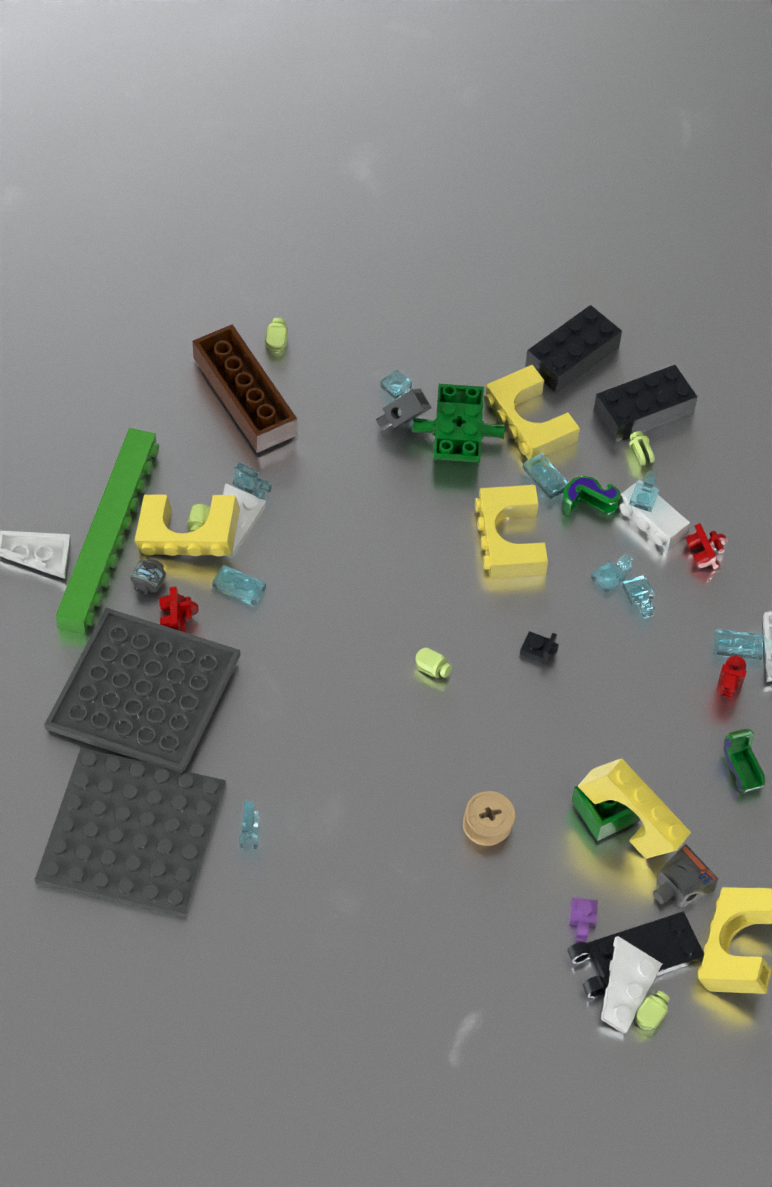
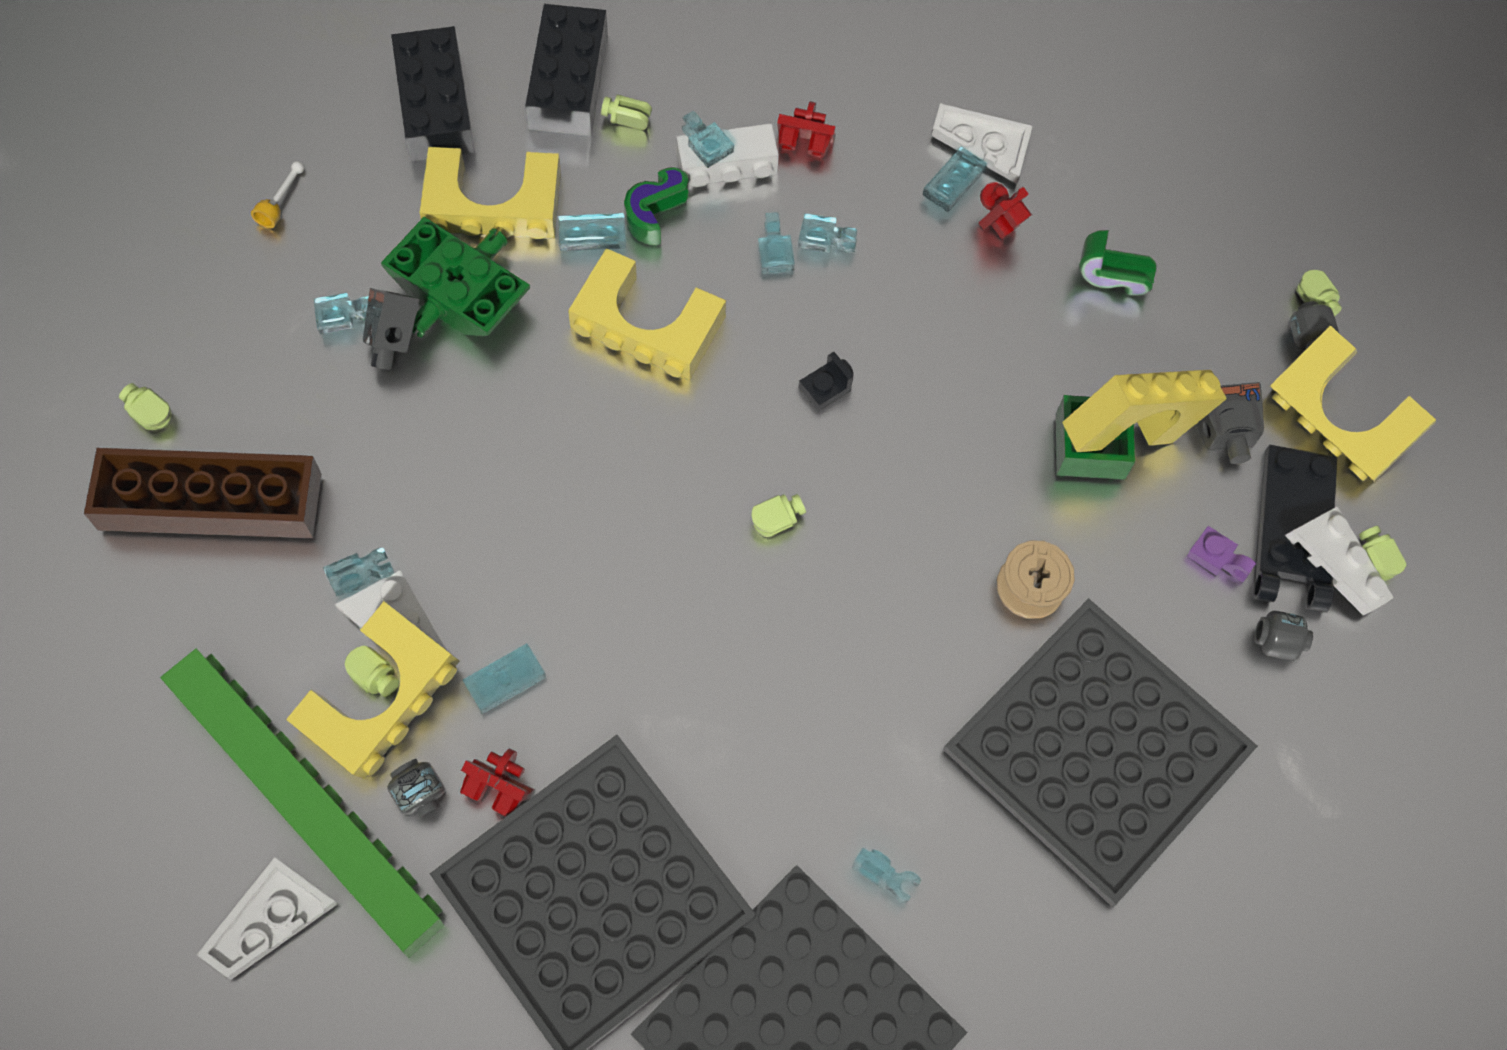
camera: 60 degrees left, 10 degrees up
(403, 906) = (1100, 751): none -> dark grey plate
(436, 318) = (268, 211): none -> yellow hinge
(550, 974) = (1283, 635): none -> dark grey head

